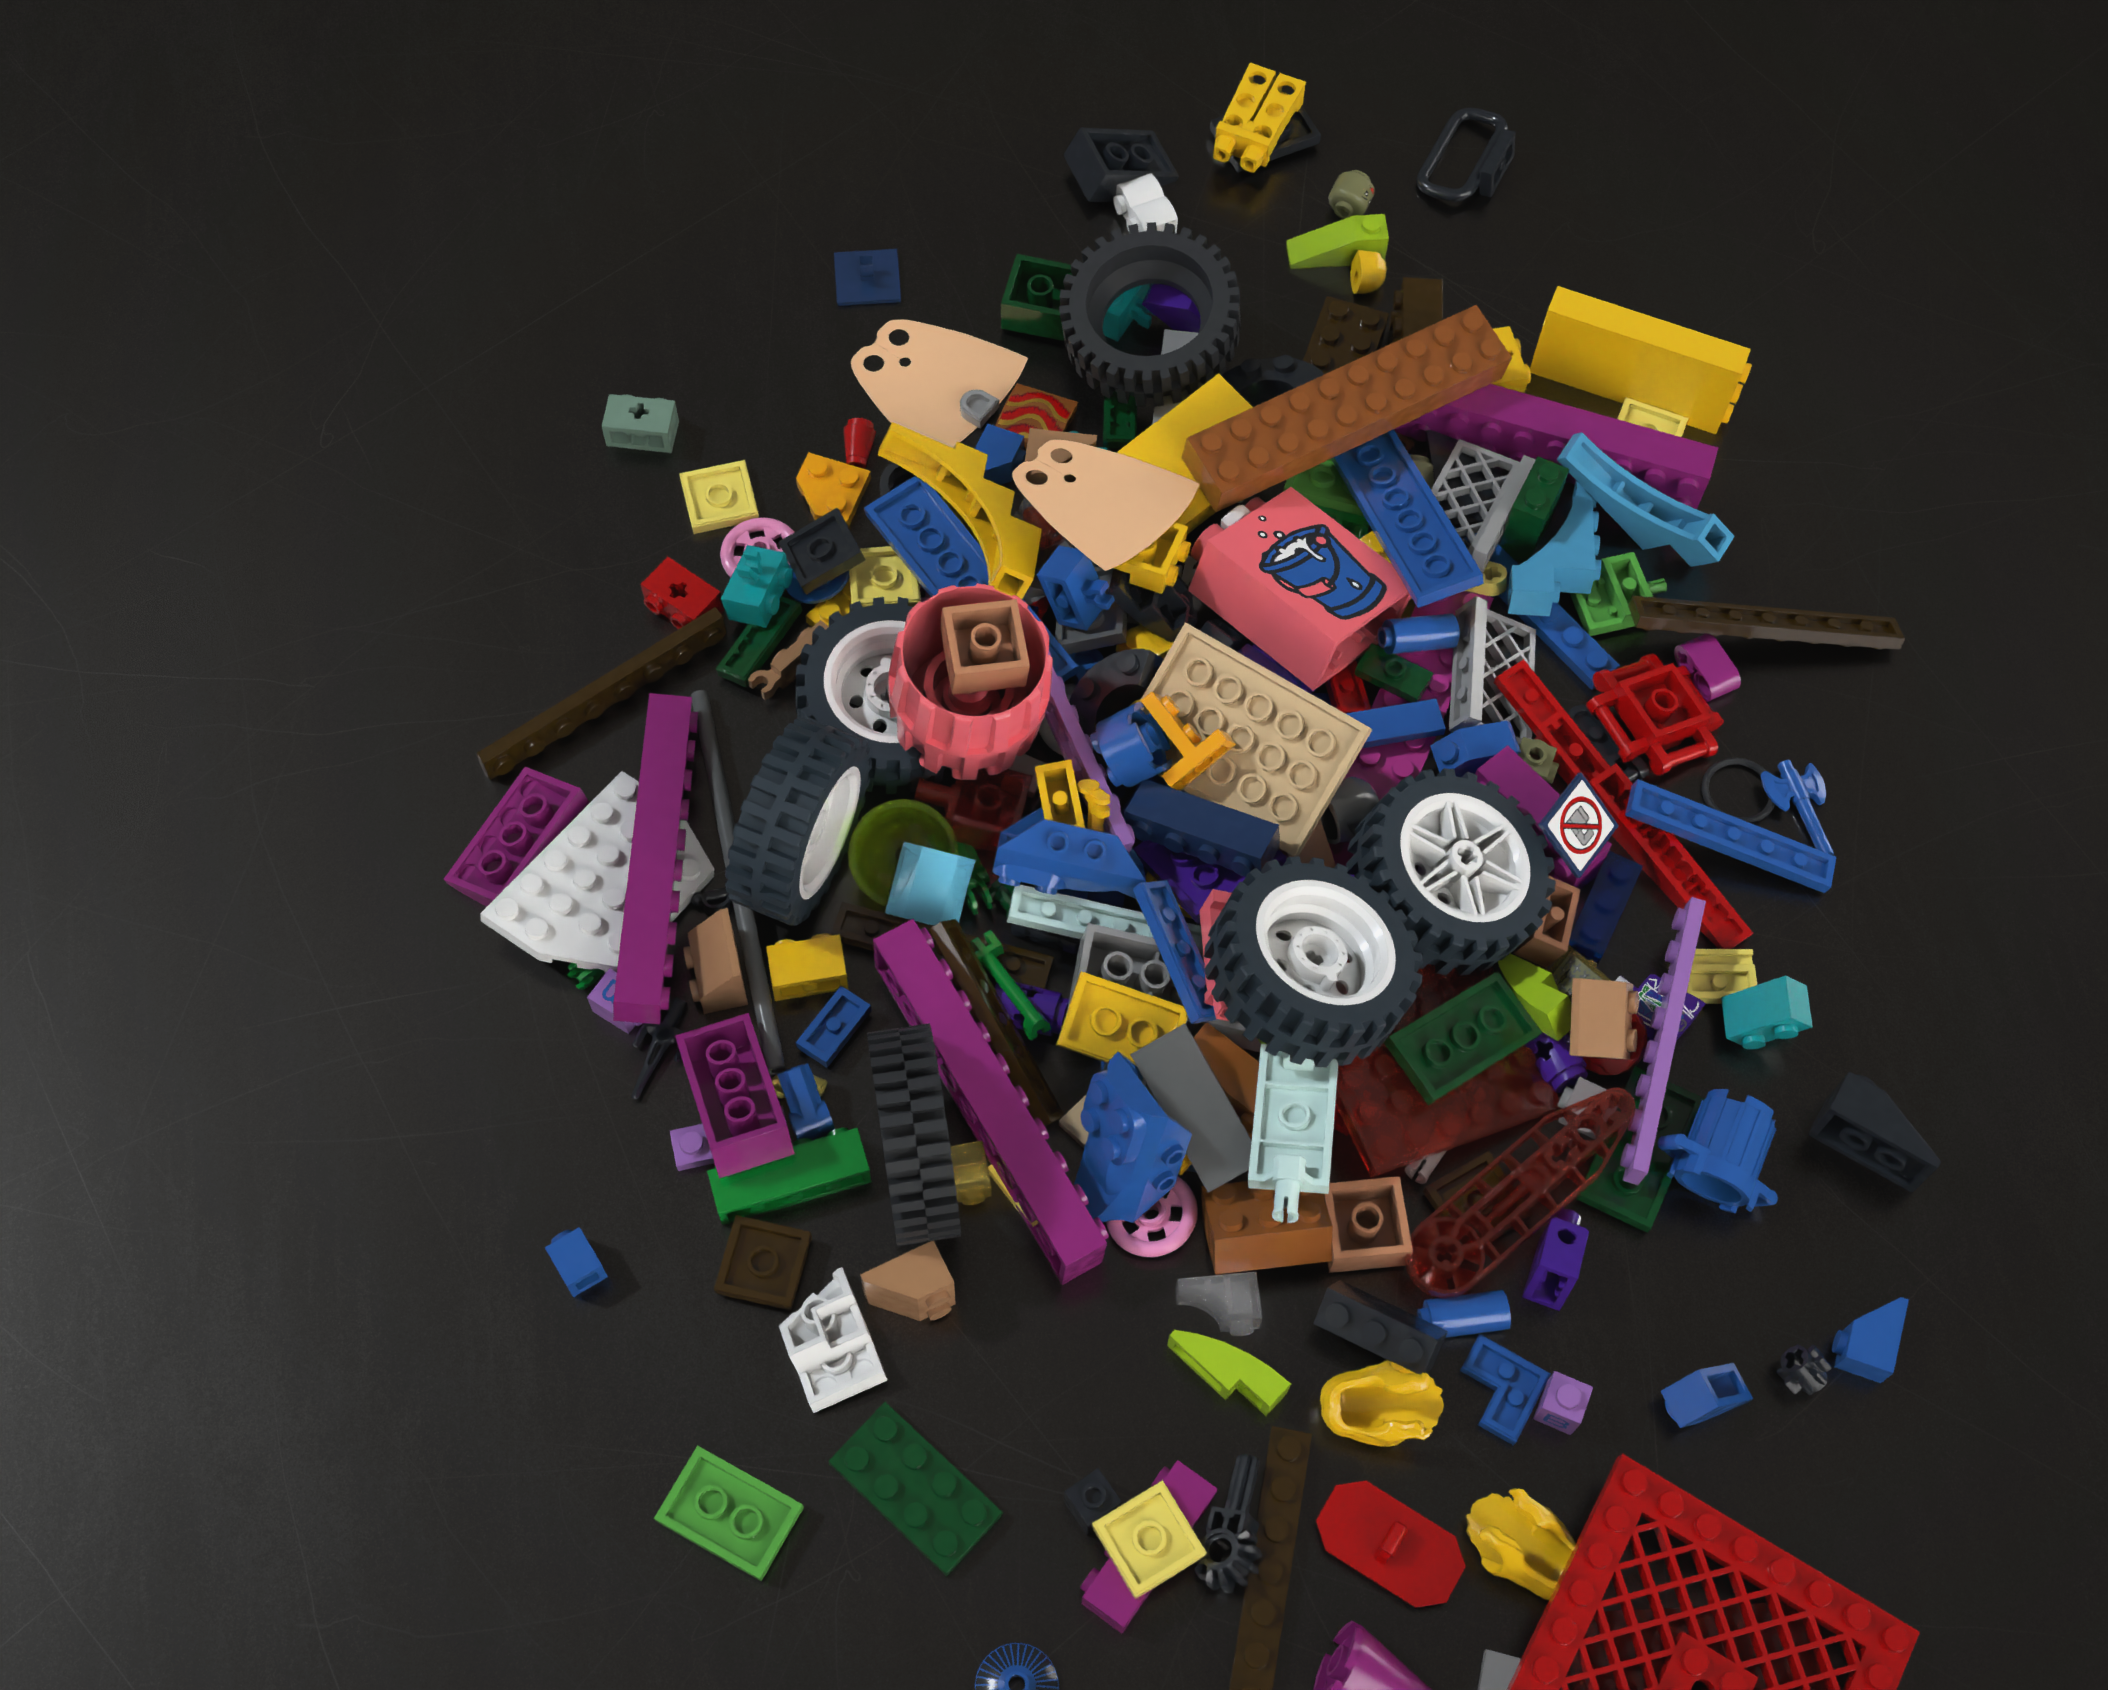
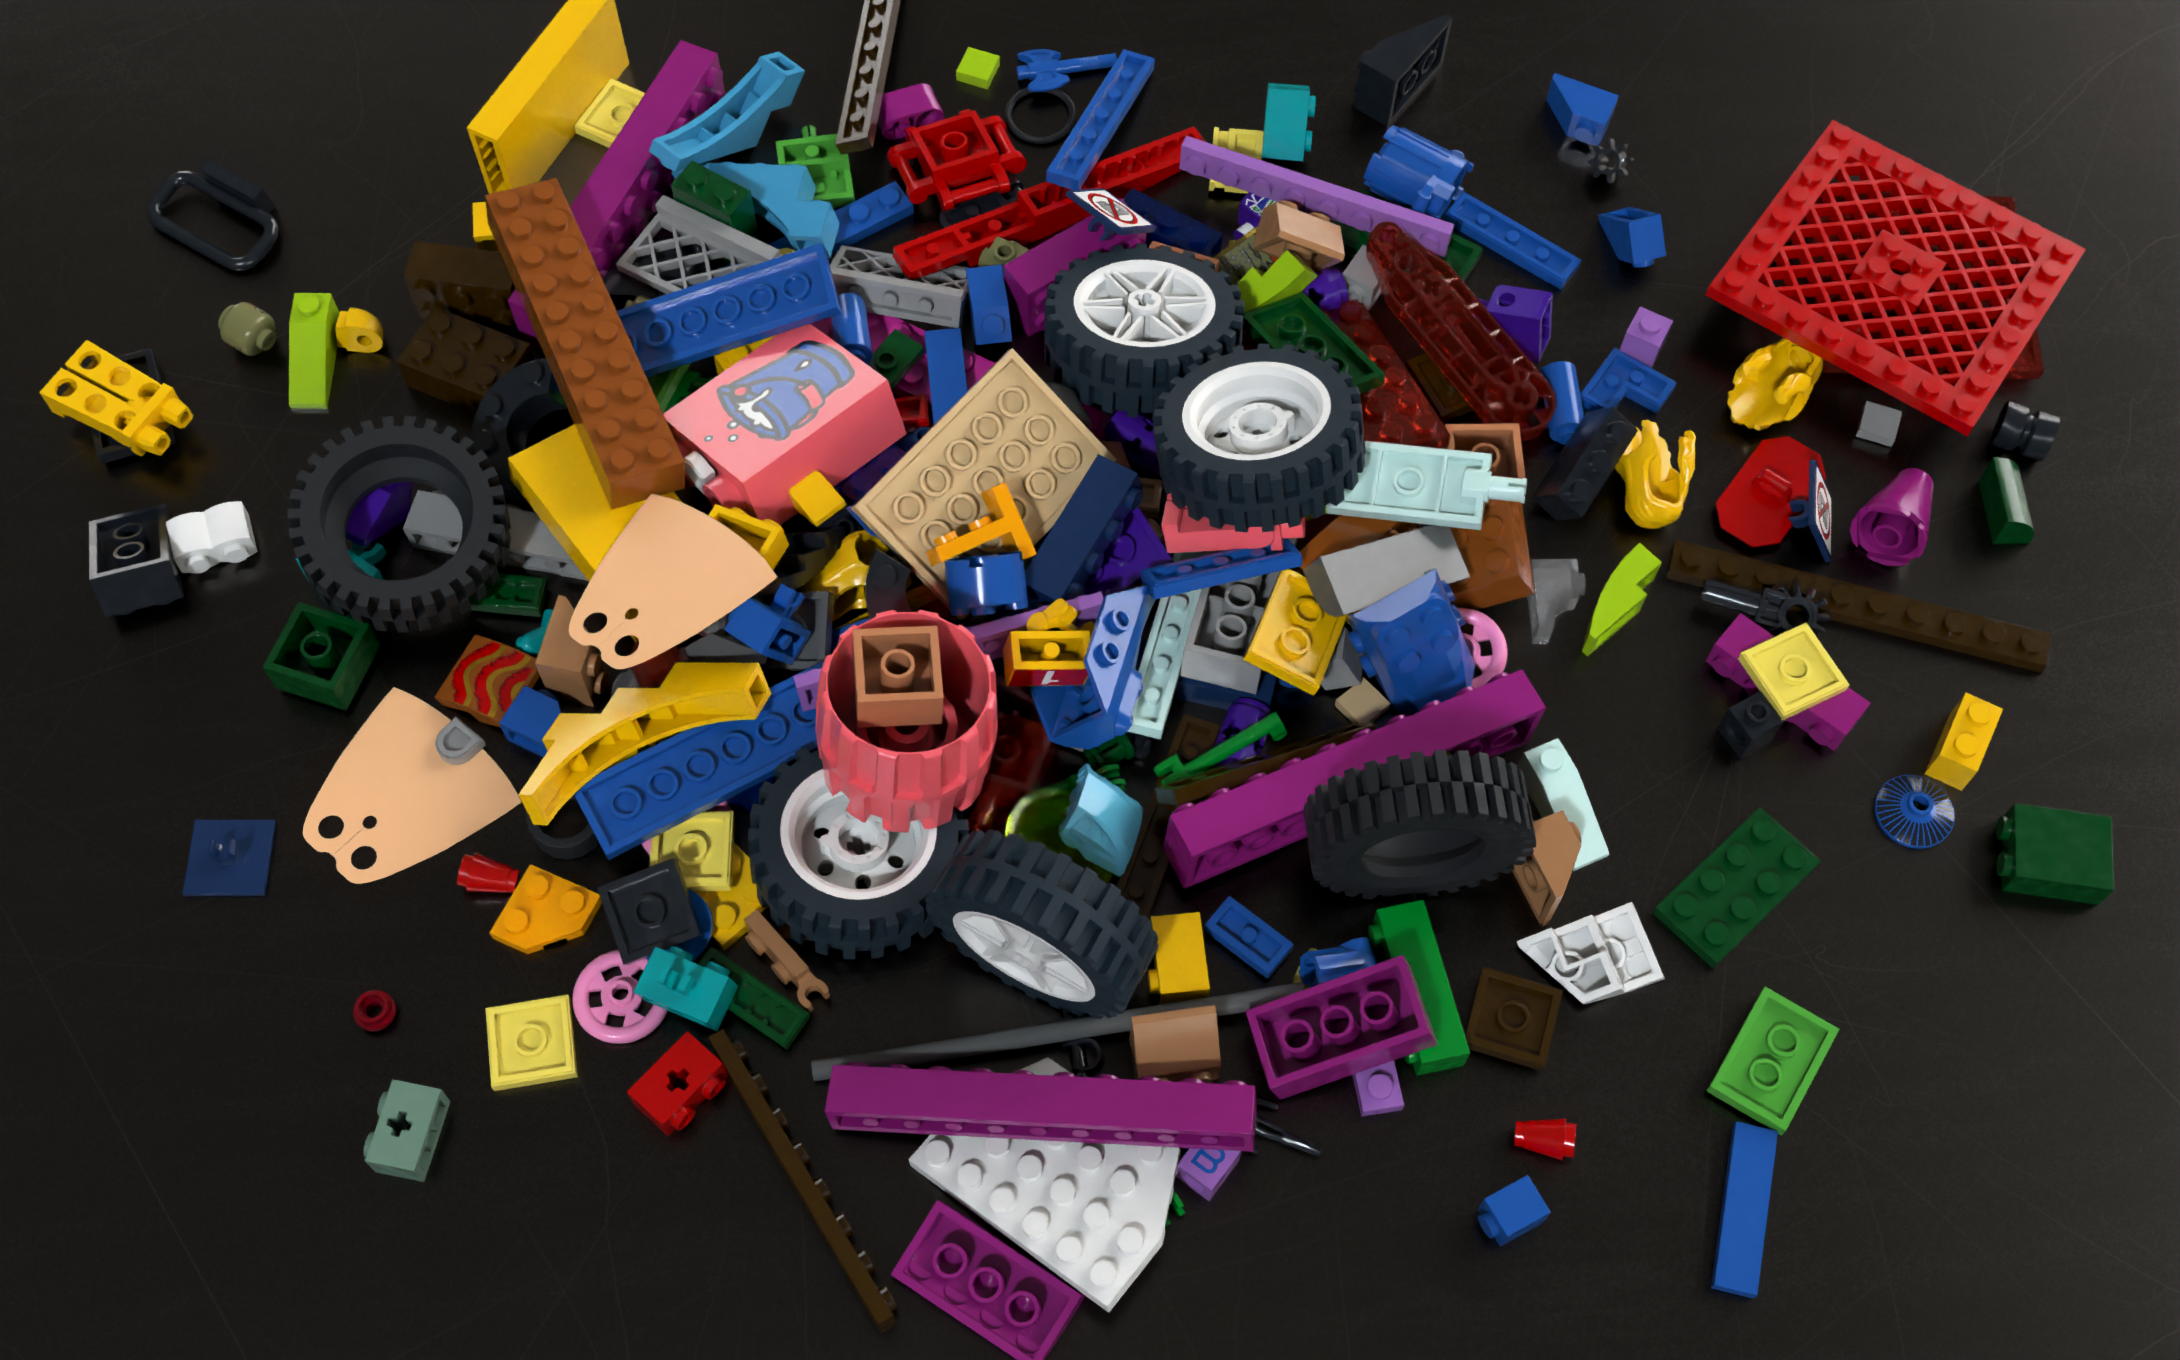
camera: 85 degrees left, 0 degrees up
(582, 1481) = (1744, 1210): none -> blue tile
(647, 1295) = (1547, 1137): none -> red cone
(739, 381) = (366, 1003): none -> dark red plate
(989, 1311) = (1557, 786): none -> light aqua slope
(1222, 617) = (816, 498): none -> yellow slope
(1359, 1585) = (1816, 512): none -> dark blue piece
(1676, 1267) = (1512, 240): none -> blue tile
(1783, 728) = (977, 68): none -> lime tile

